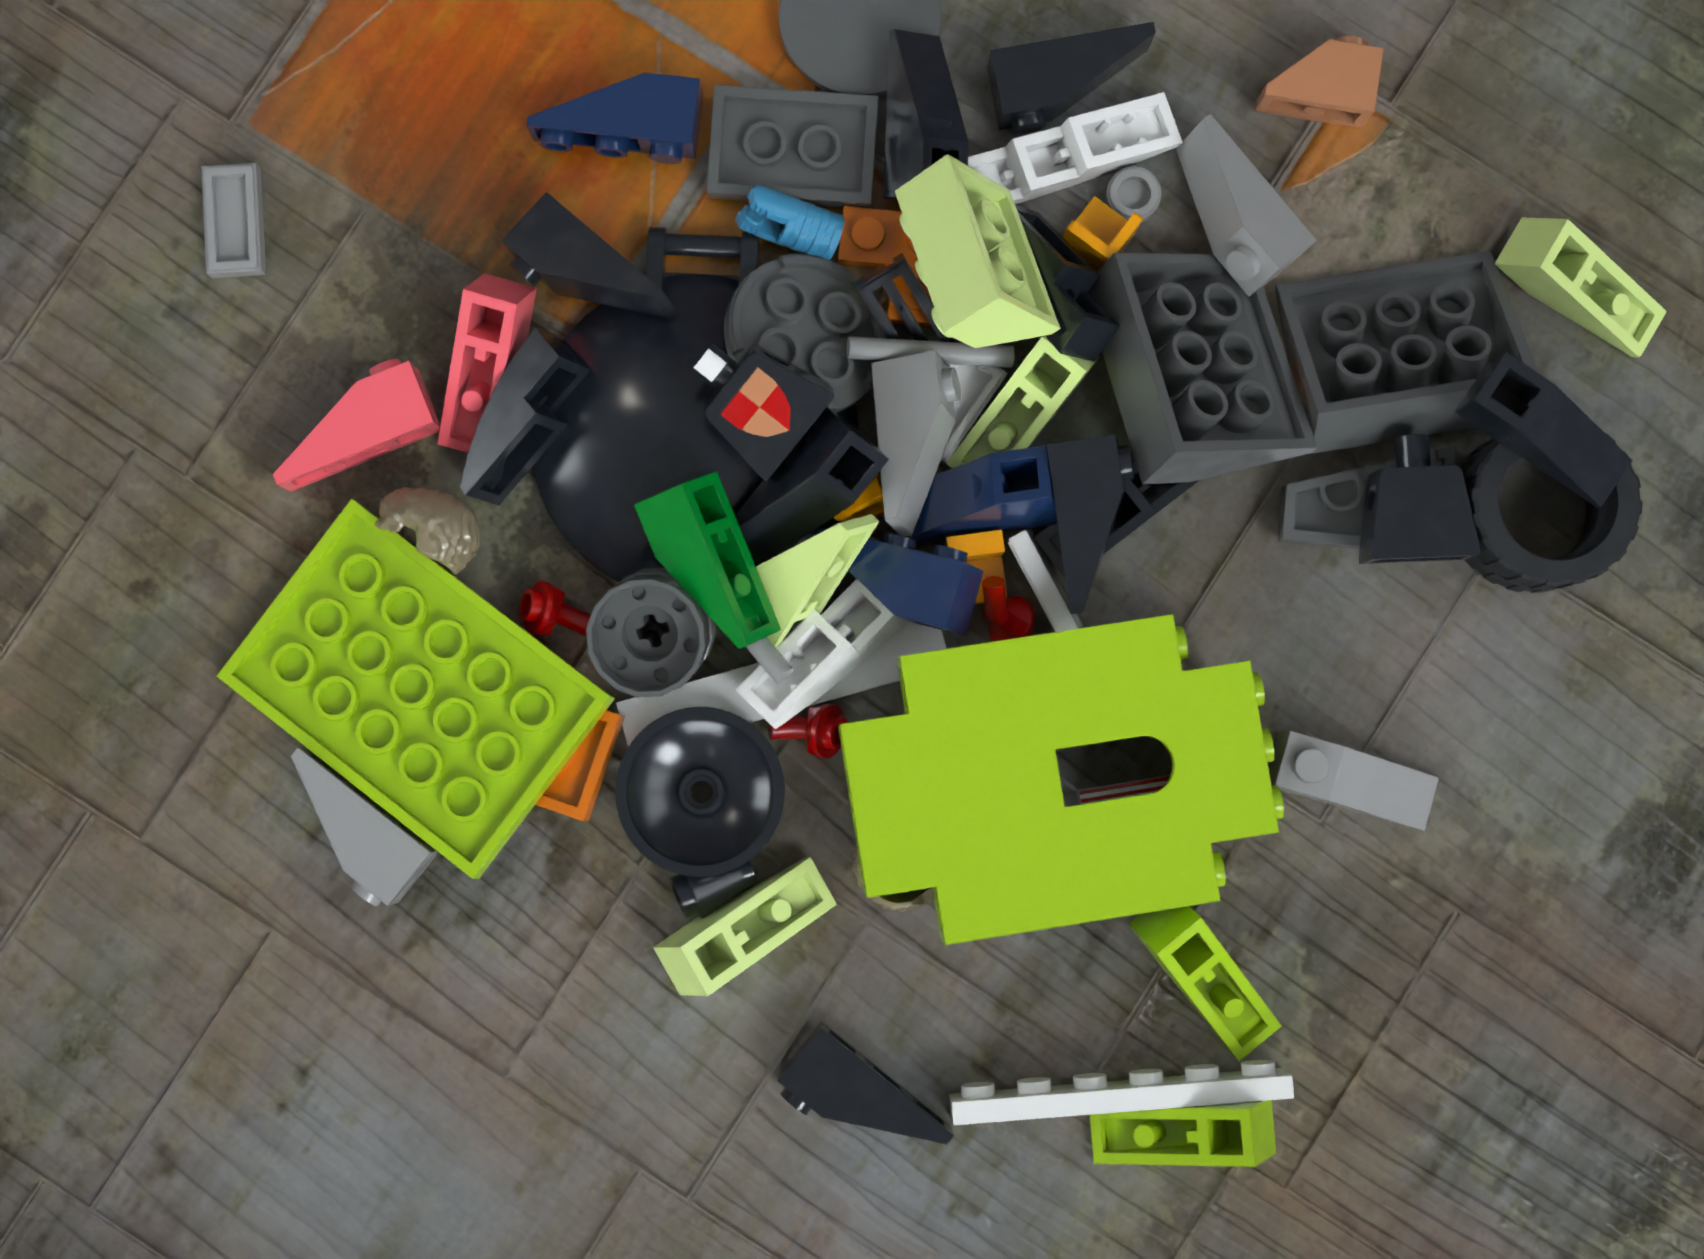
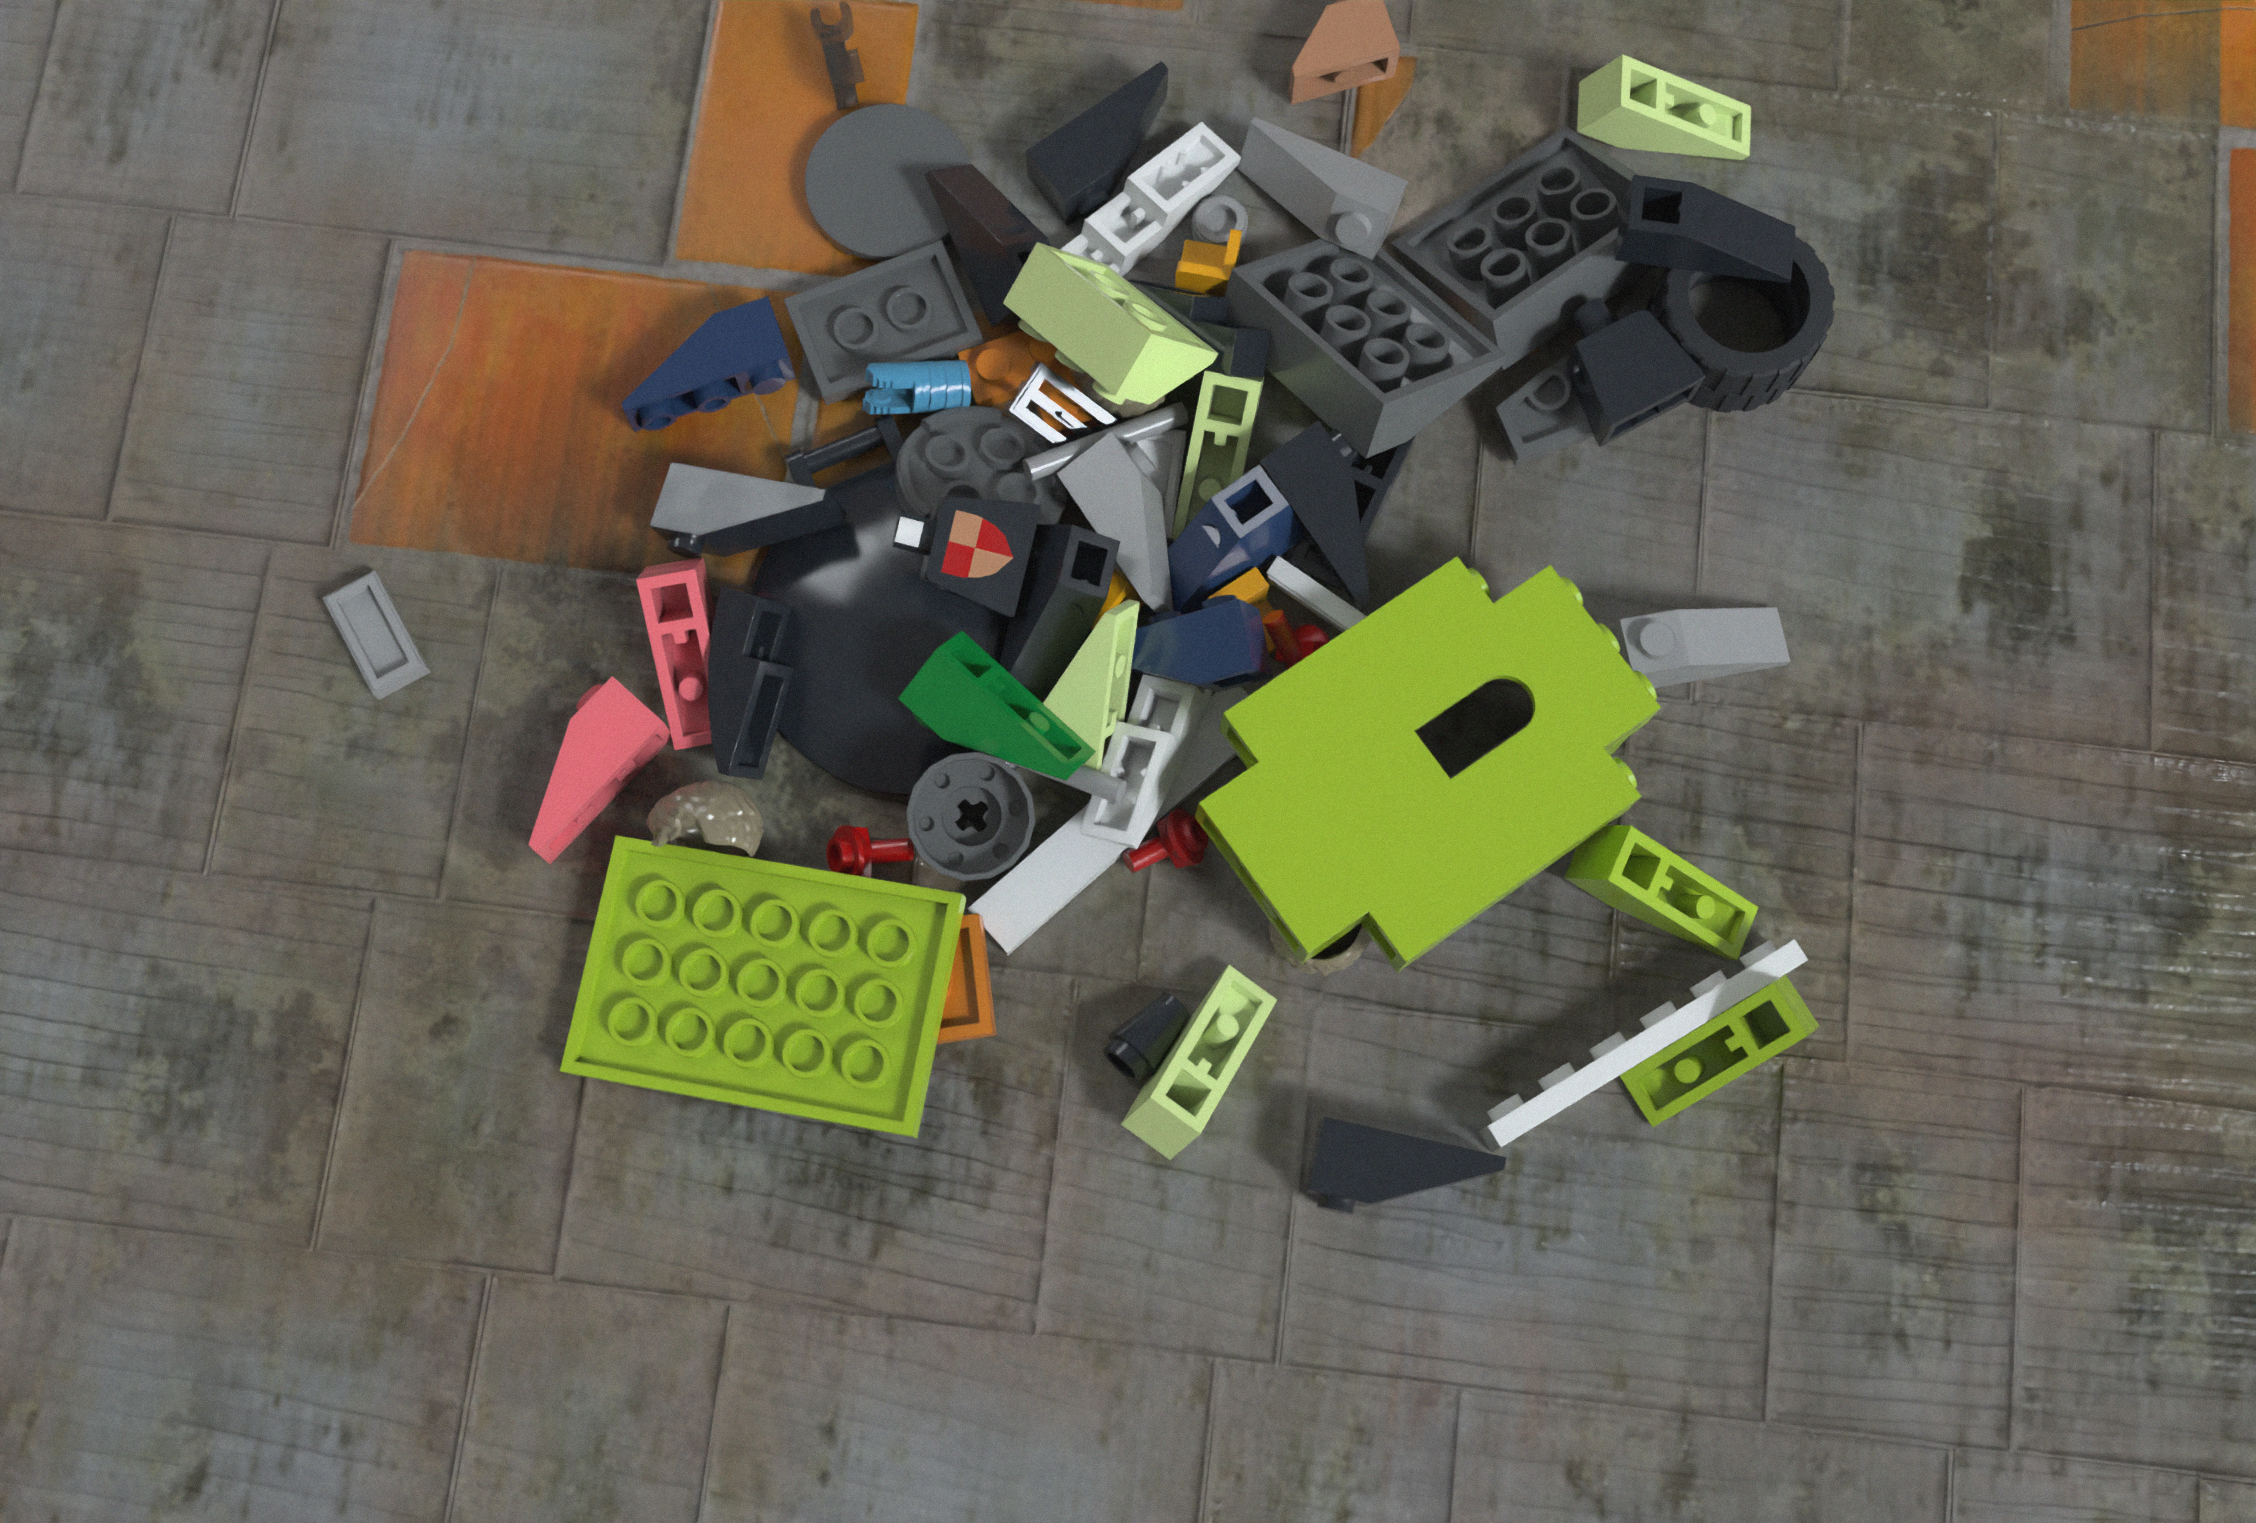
camera: 25 degrees left, 10 degrees down
(367, 839) = (788, 1156): light grey slope -> none
(658, 782) = (1082, 907): black dish -> none

